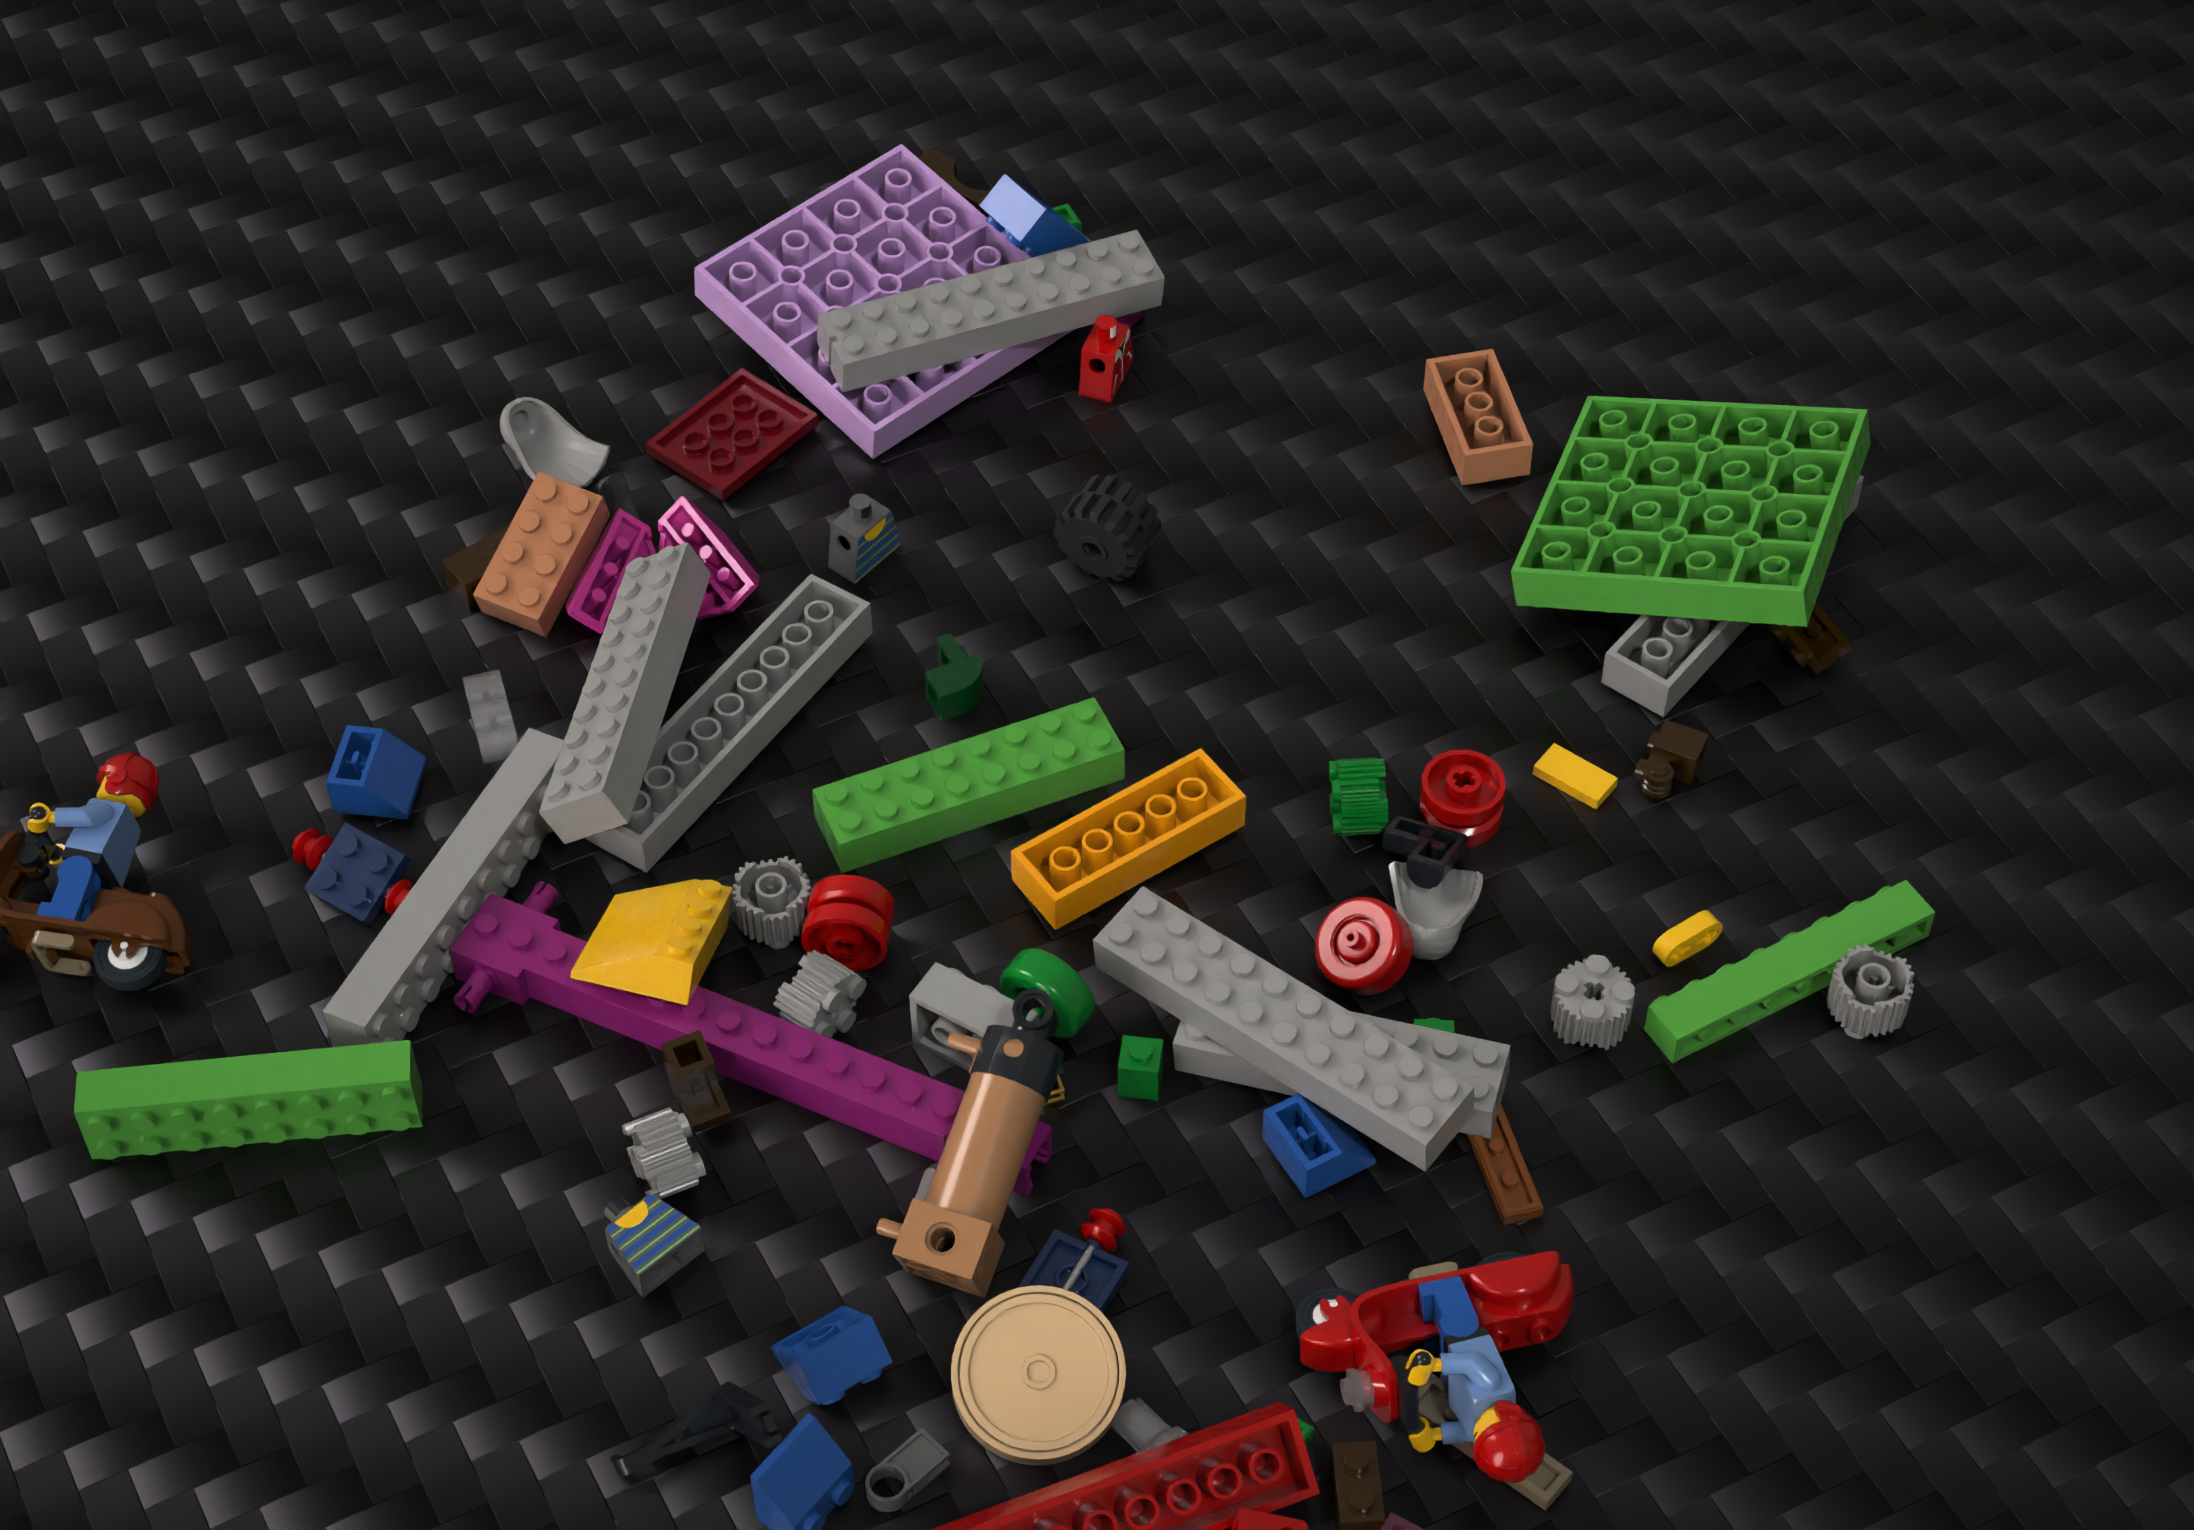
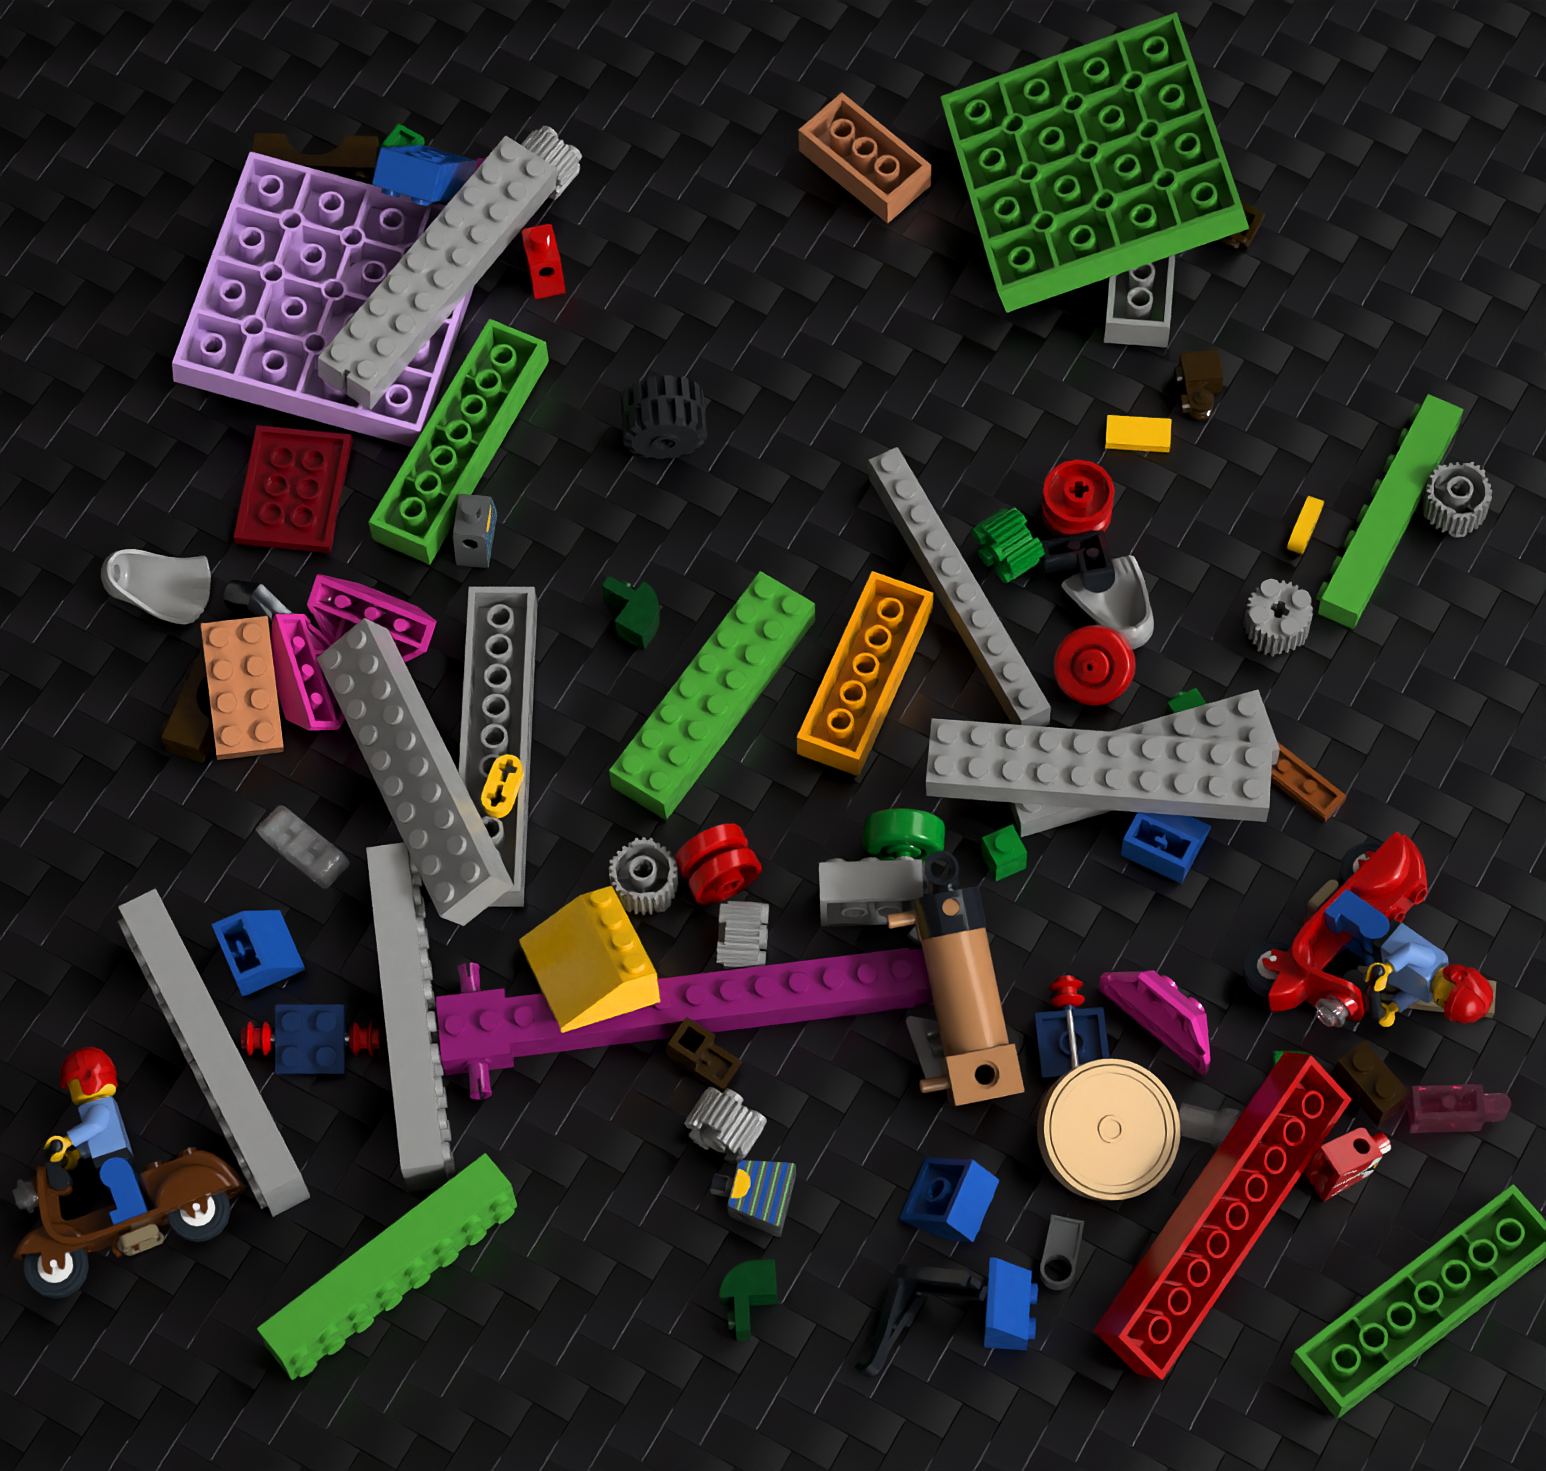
camera: 30 degrees left, 15 degrees up
(257, 839) = (212, 1054): none -> light grey brick
(563, 1317) = (746, 1286): none -> dark green brick
(698, 746) = (495, 783): none -> yellow beam
(910, 459) = (459, 441): none -> bright green brick
(1180, 285) = (562, 156): none -> light grey brick
(1188, 1302) = (1163, 1012): none -> dark pink wedge
(1280, 811) = (958, 590): none -> light grey brick

